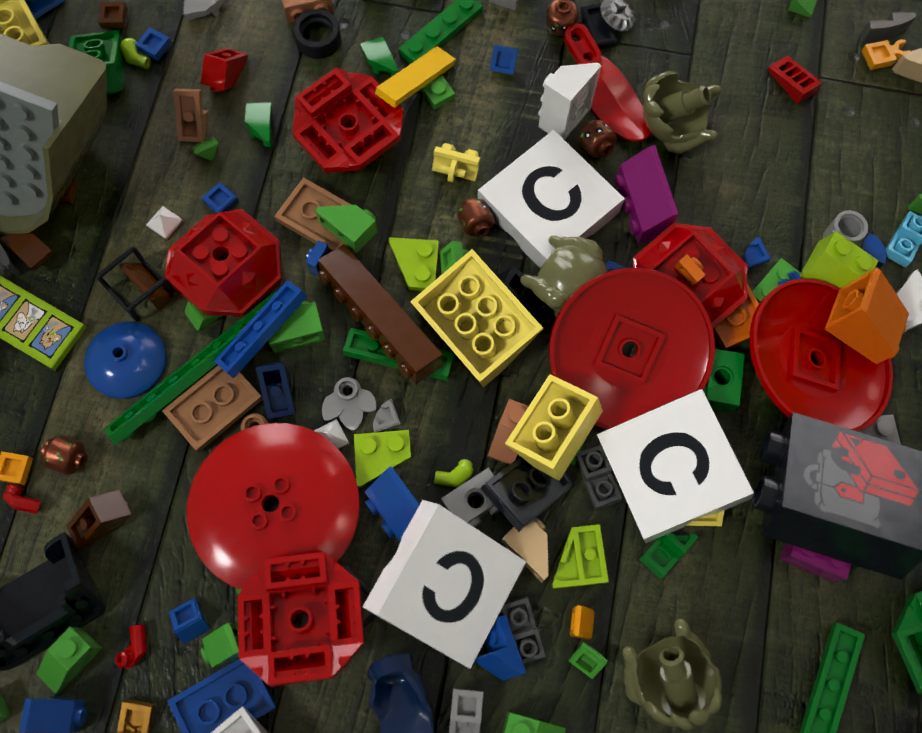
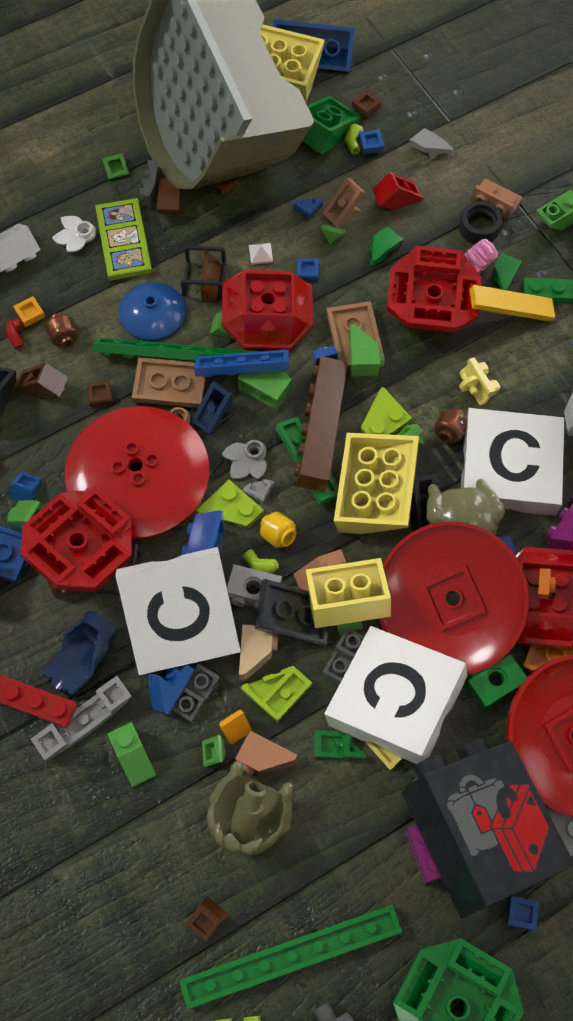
camera: 50 degrees right, 5 degrees down
(160, 146) = (308, 207): none -> blue tile
(161, 474) = (99, 393): none -> reddish brown tile
(333, 433) = (218, 468): white slope -> none
(351, 57) = (481, 255): none -> bright pink gear
(438, 92) = (519, 328): bright green plate -> none
(439, 433) = (278, 530): none -> yellow head
(628, 621) = (263, 756): none -> nougat slope

